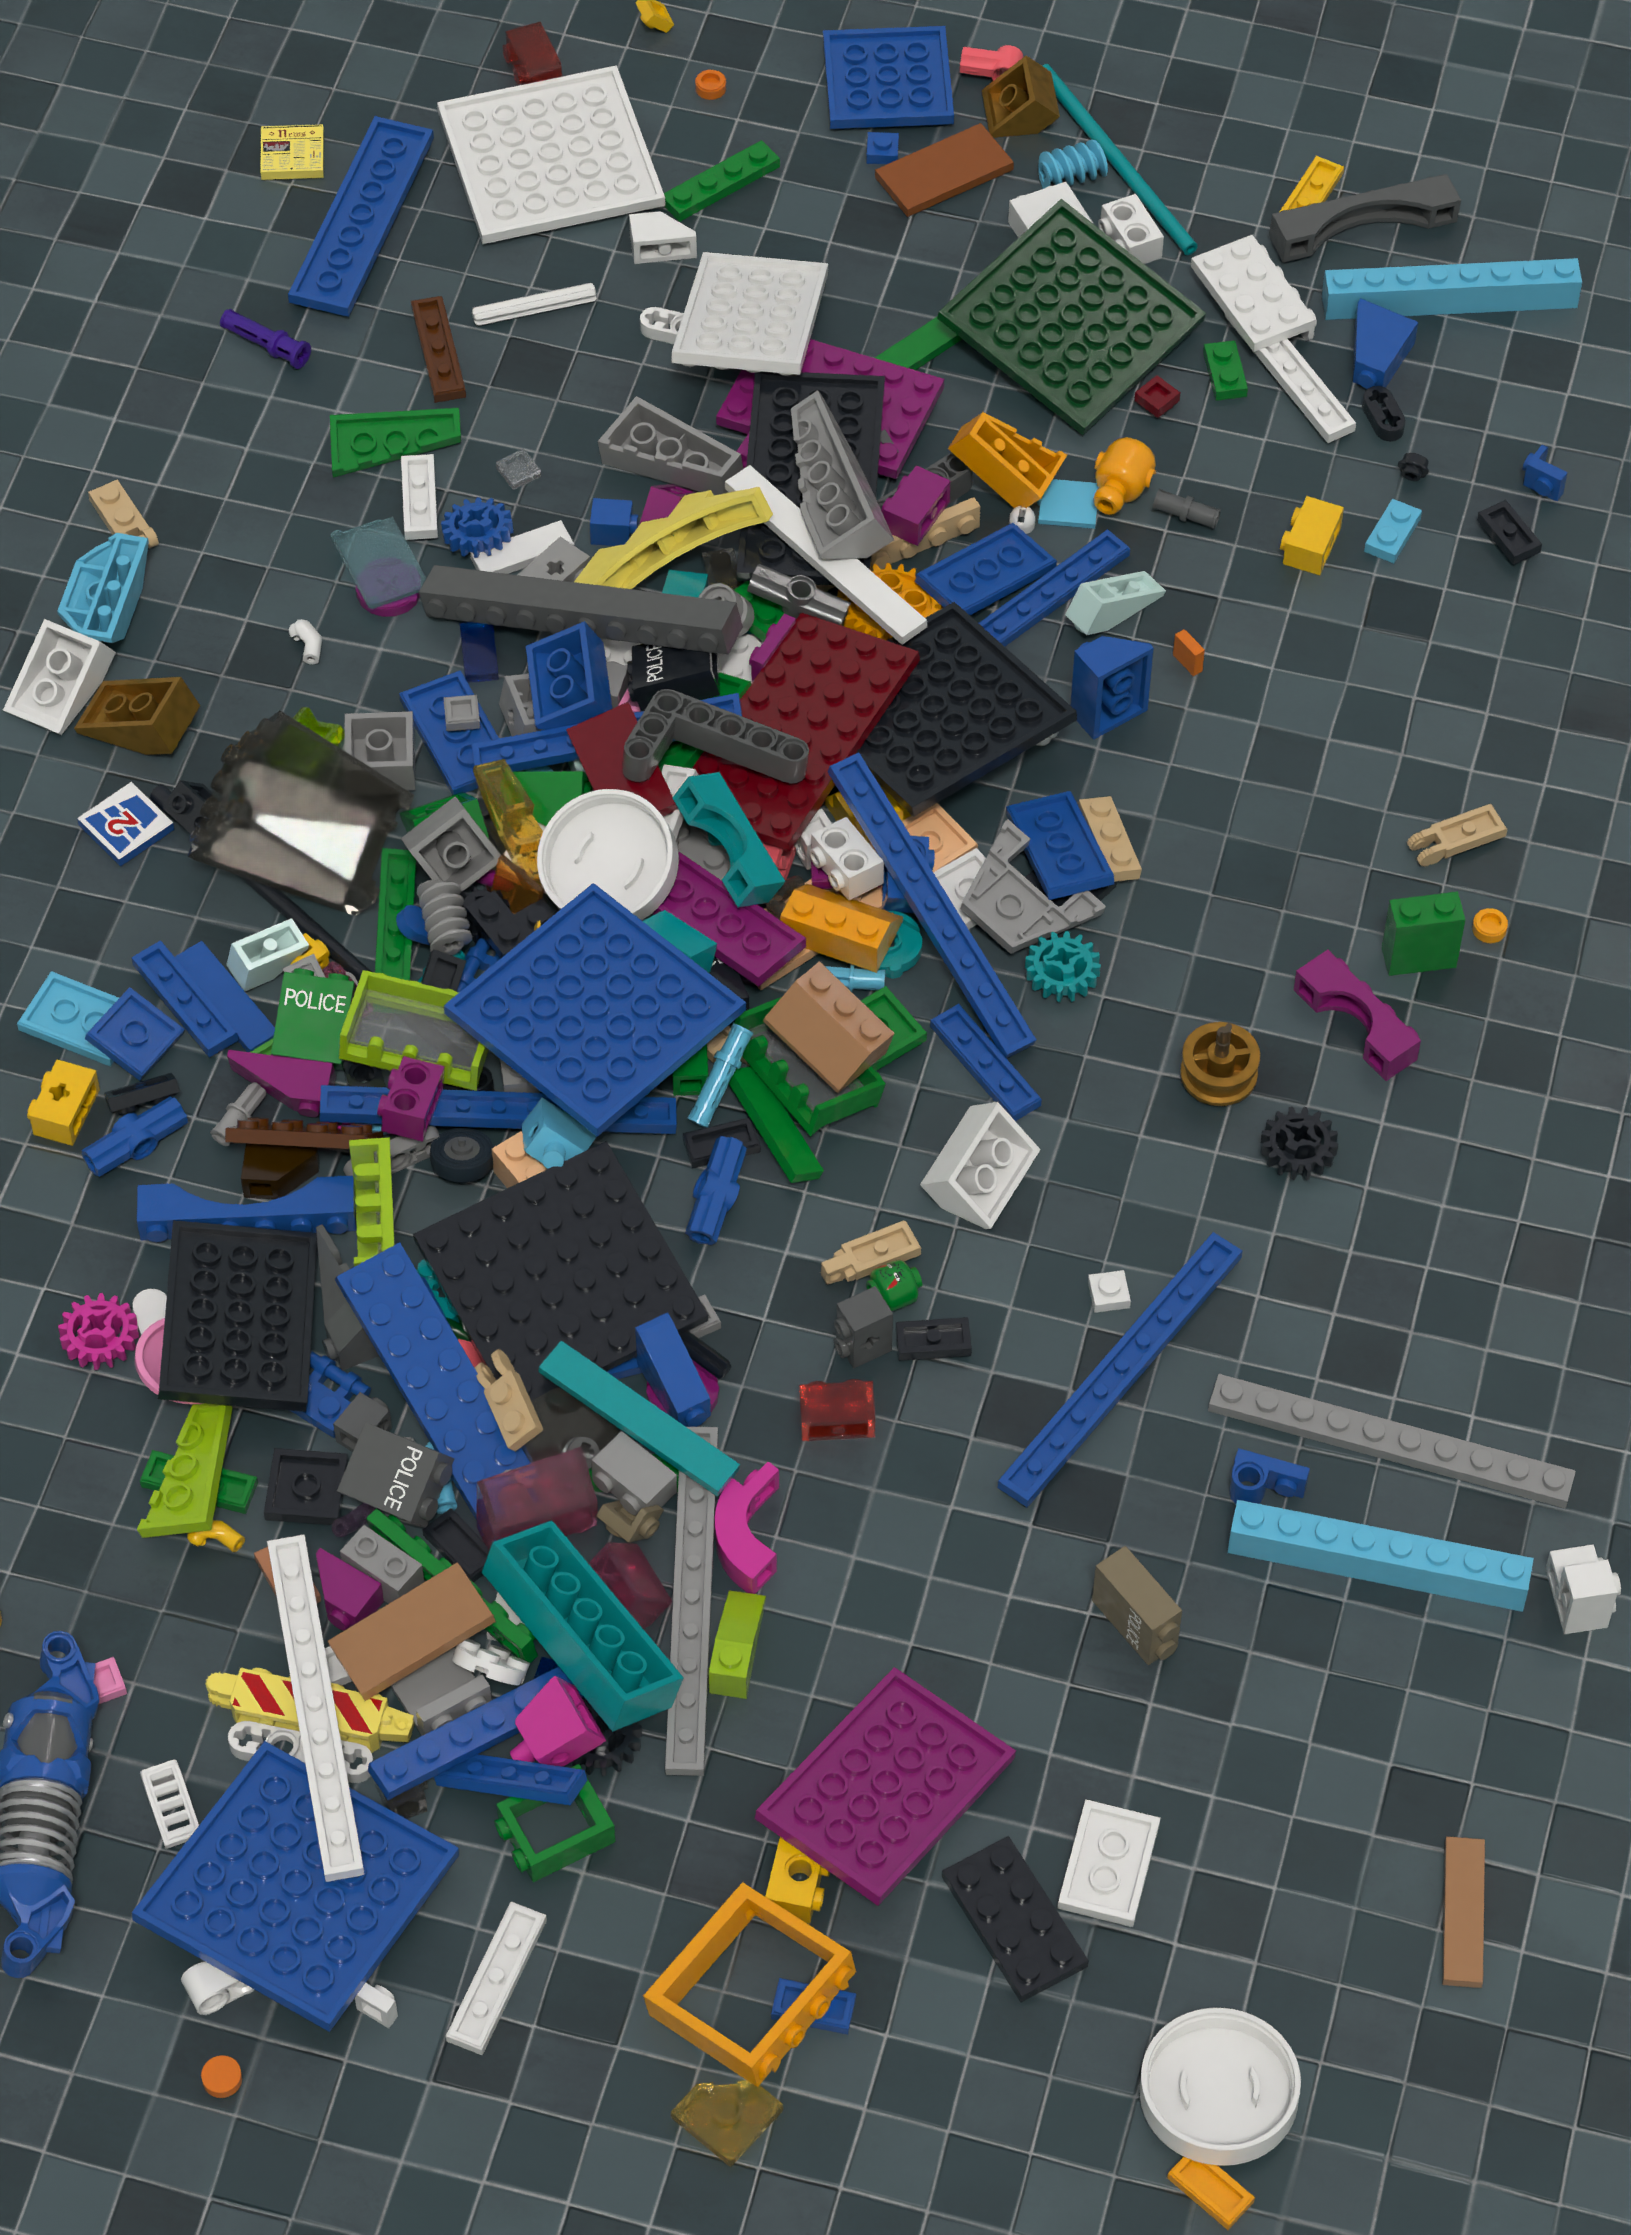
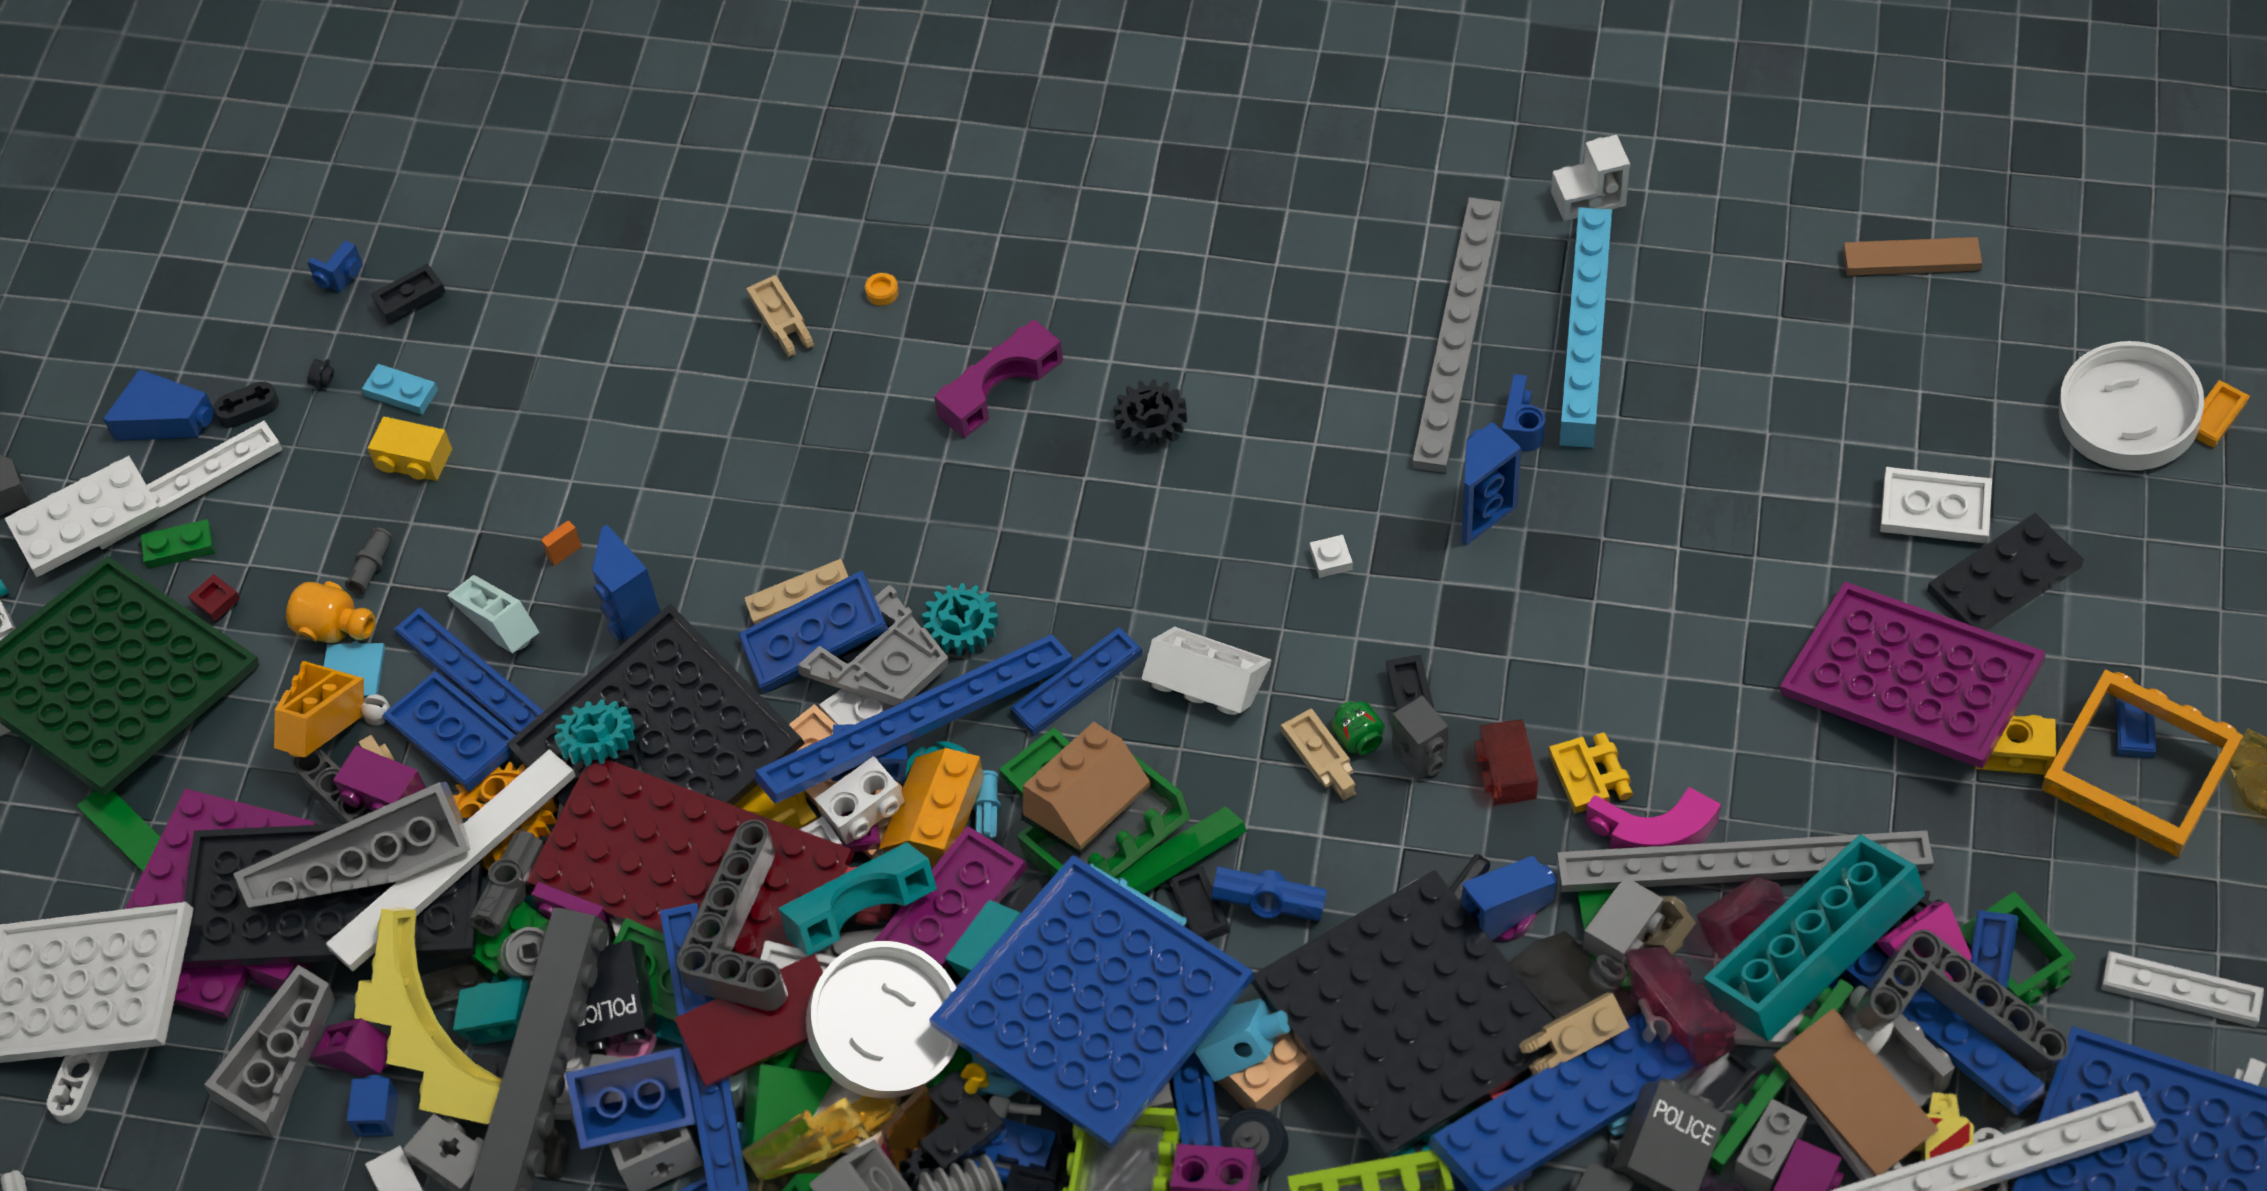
camera: 90 degrees left, 0 degrees up
(485, 1727) = (1961, 998): none -> dark grey beam
(639, 1418) = (1570, 915): teal tile -> none
(736, 1644) = (1779, 817): lime slope -> none
(815, 1474) = (1580, 775): none -> yellow plate
(938, 651) = (594, 732): none -> teal gear
(1119, 1370) = (1421, 537): blue plate -> none
(1137, 1606) = (1683, 492): dark tan brick -> none
(1157, 1409) = (1489, 480): none -> blue slope
(1220, 1063) = (1069, 477): pearl gold wheel -> none
(1423, 933) = (914, 319): green brick -> none
(1454, 288) = (89, 353): medium azure brick -> none

